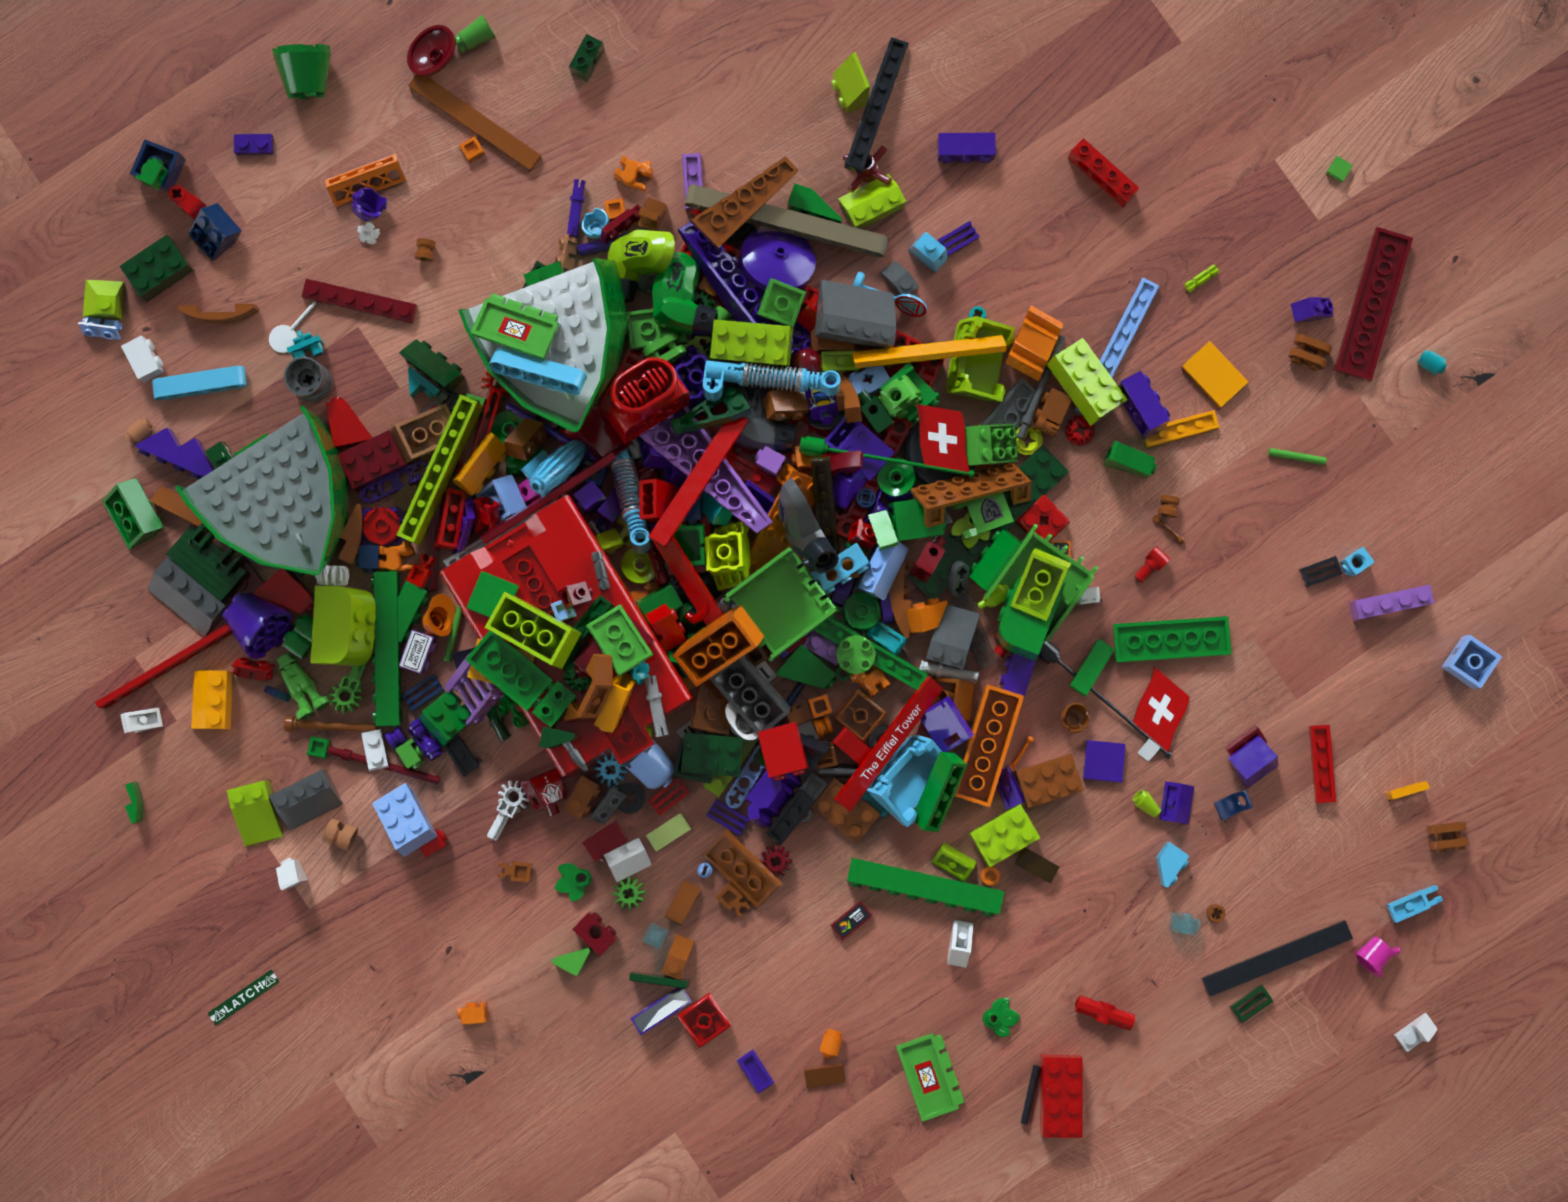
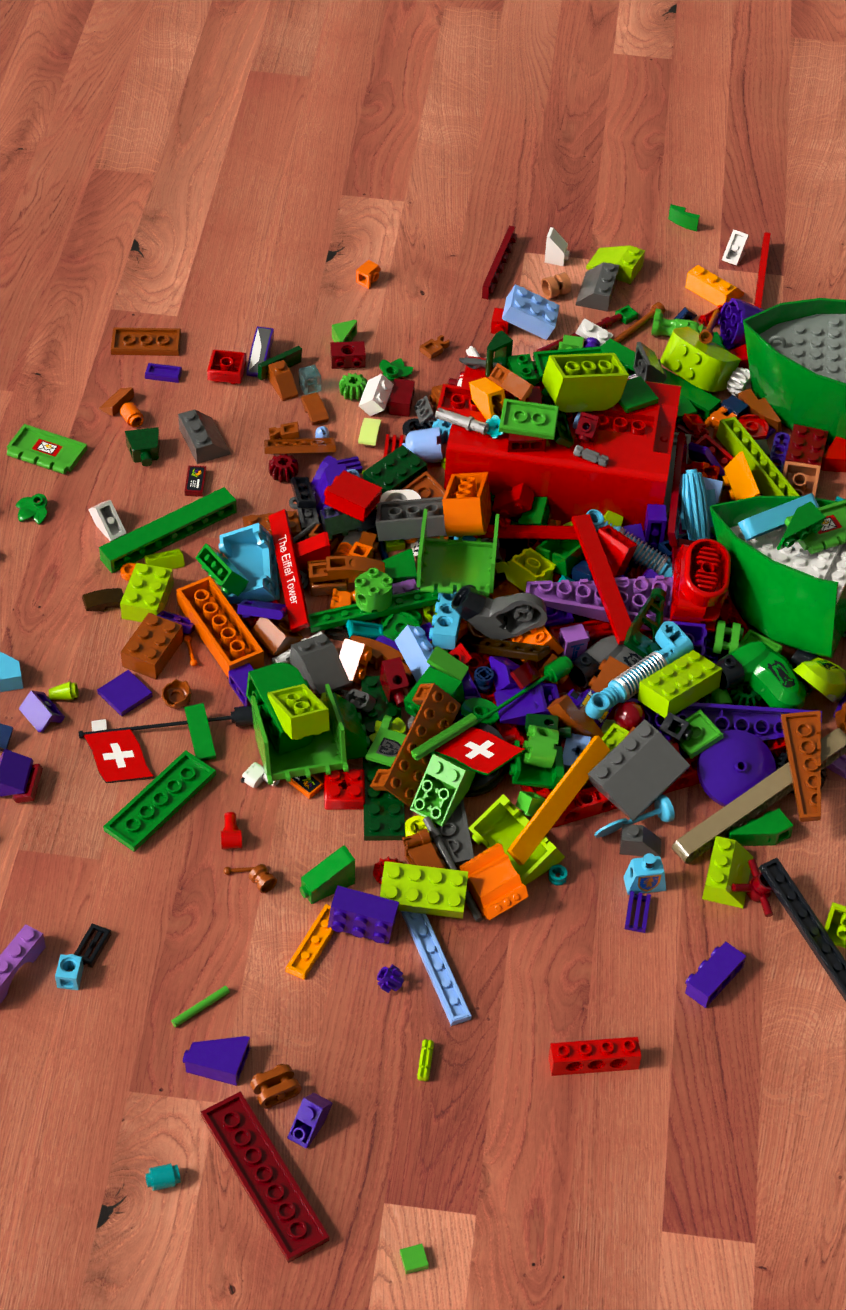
camera: 130 degrees right, 35 degrees down
(243, 997) = (503, 196): dark green sticker -> none
(320, 629) = (706, 335): none -> dark orange piece
(343, 915) = (498, 263): none -> dark red plate
(348, 685) = (651, 340): bright green gear -> none
(397, 652) = (648, 365): none -> dark grey slope
(545, 337) = (805, 521): none -> green slope
(732, 1124) = (146, 341): none -> dark orange tile
(796, 314) = (672, 724): none -> black brick
(799, 960) = (202, 436): none -> dark grey slope
(852, 695) = (342, 567): none -> dark orange slope
(856, 996) = (143, 445): none -> dark green torso
(946, 371) = (529, 802): none -> bright green plate
(955, 471) = (444, 737): none -> bright green axle
(1167, 350) = (390, 978): none -> dark purple gear
(1214, 374) = (333, 1002): light orange tile -> none
(1326, 405) = (218, 1058): none -> dark purple slope

